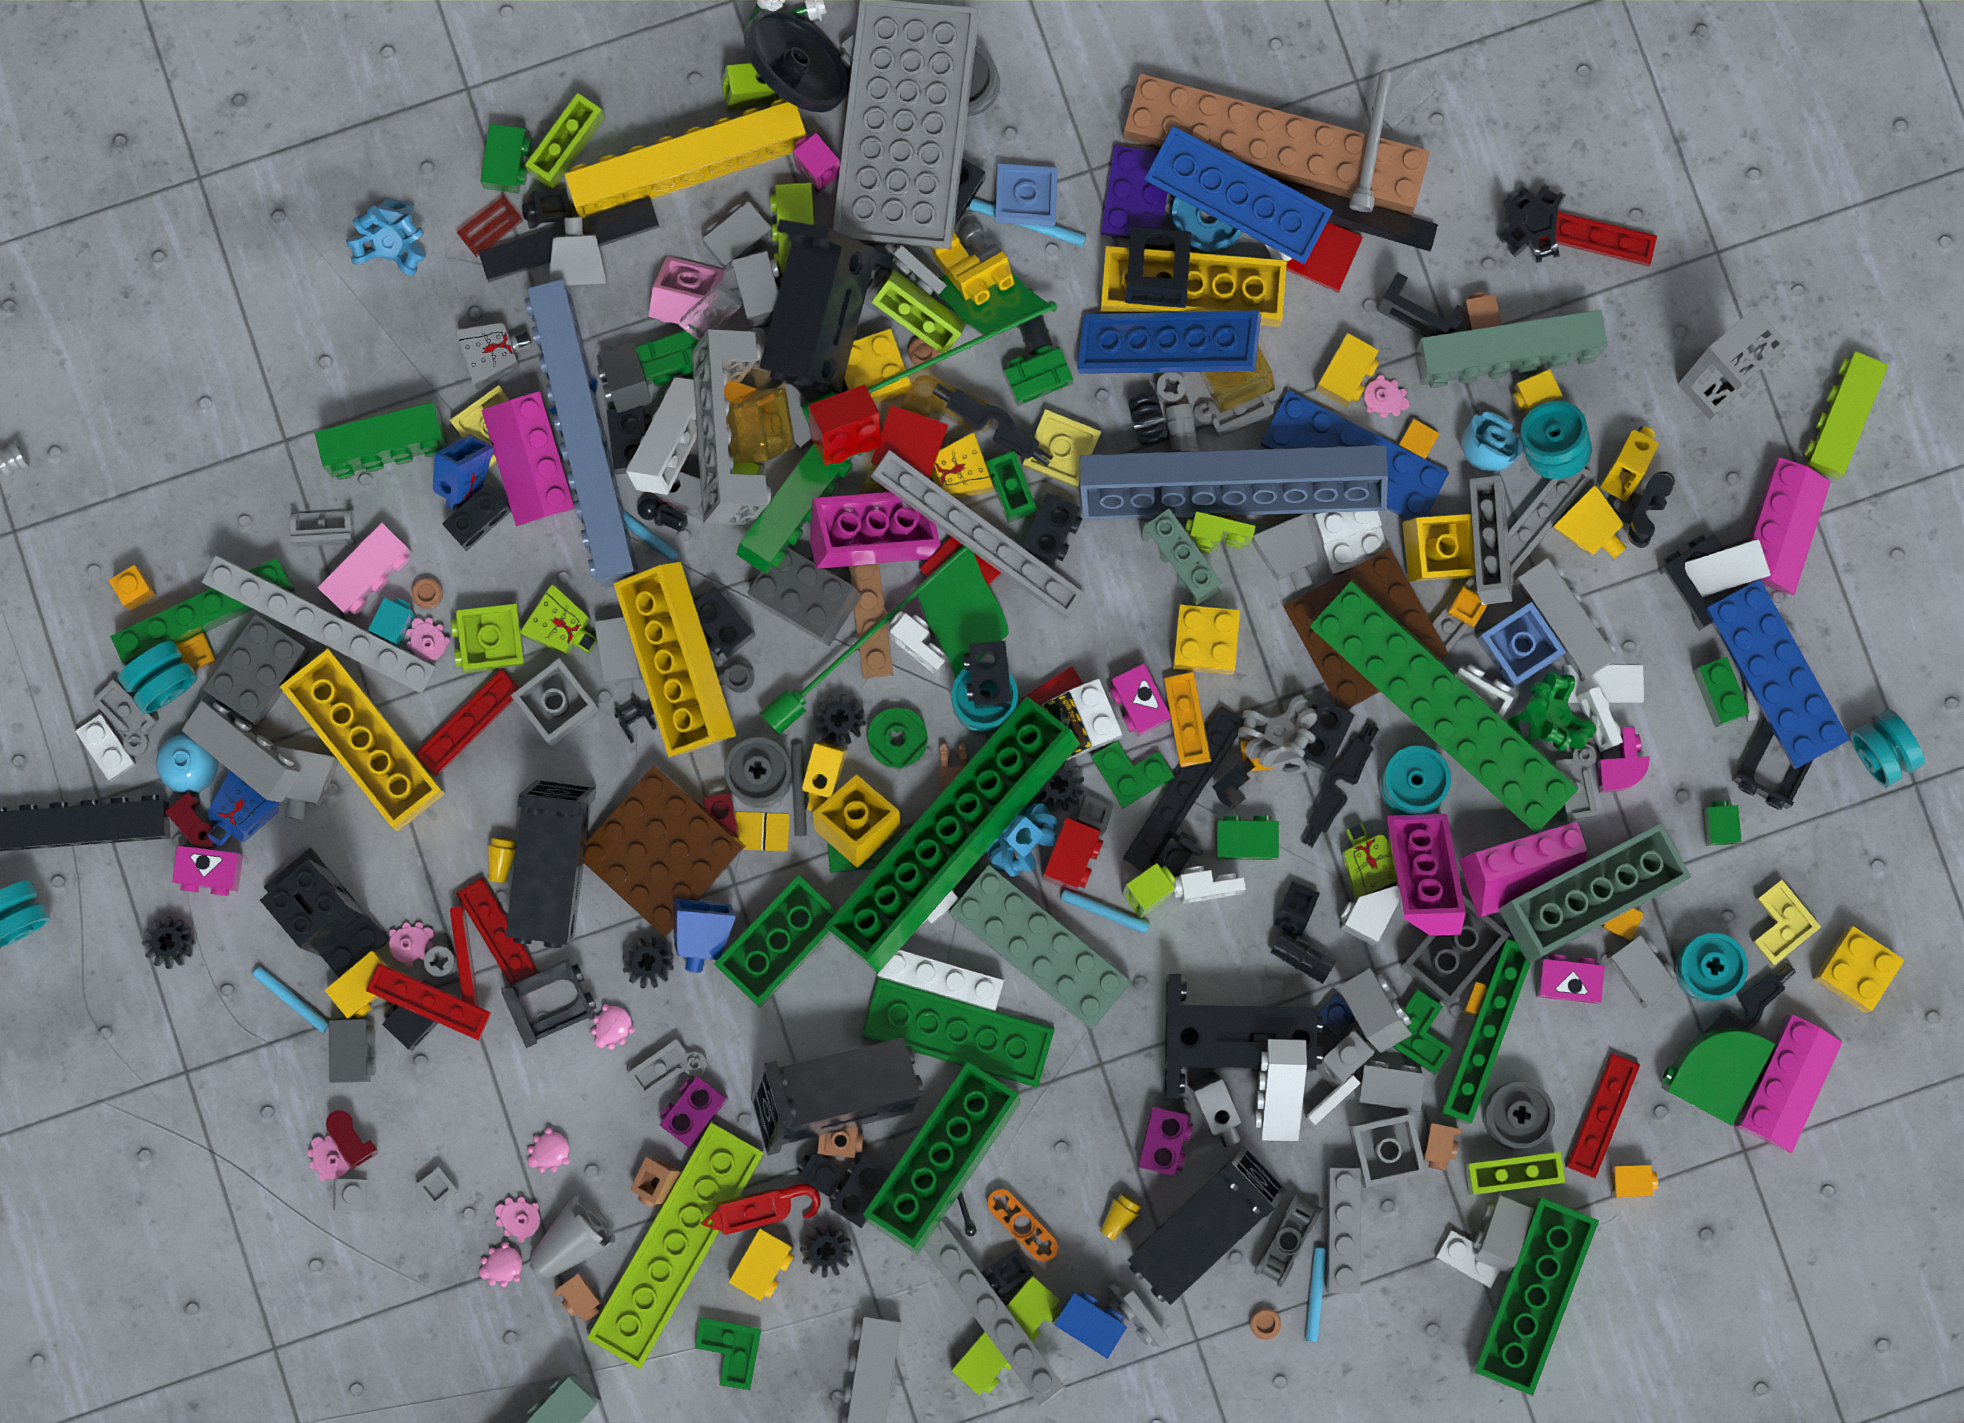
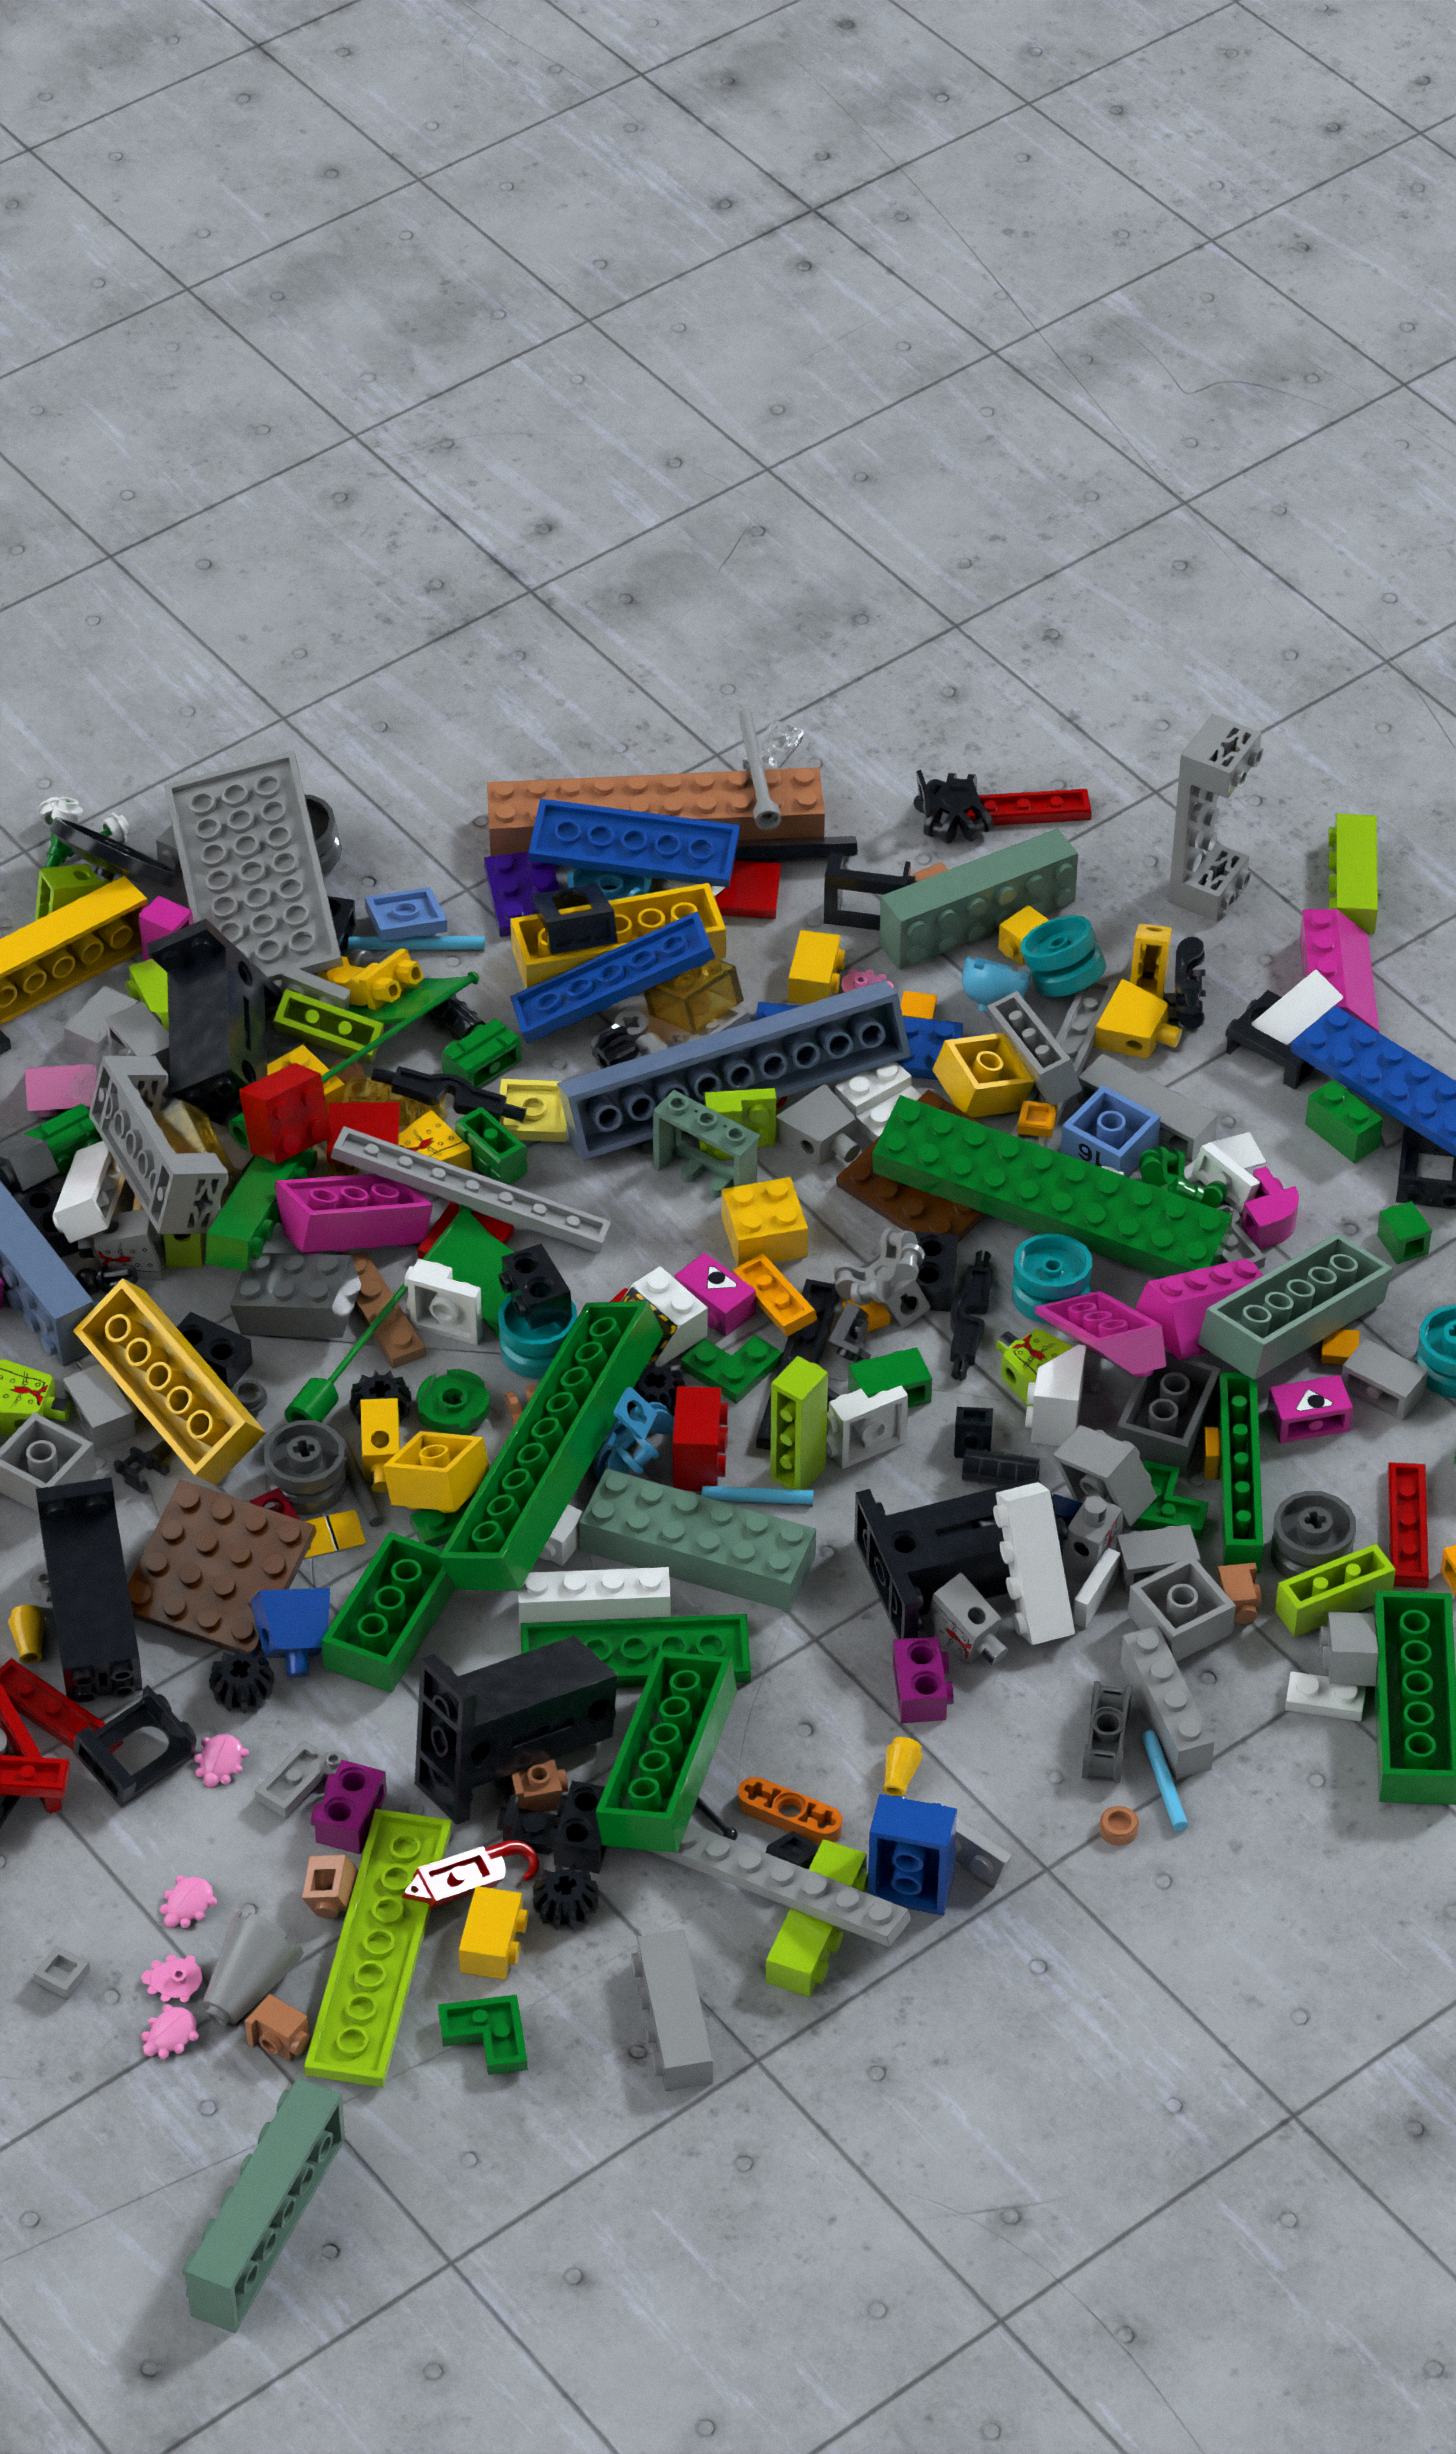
camera: 20 degrees left, 35 degrees down
(1045, 527) = (553, 1170): black brick -> none
(1206, 1226) = (1008, 1716): black brick -> none

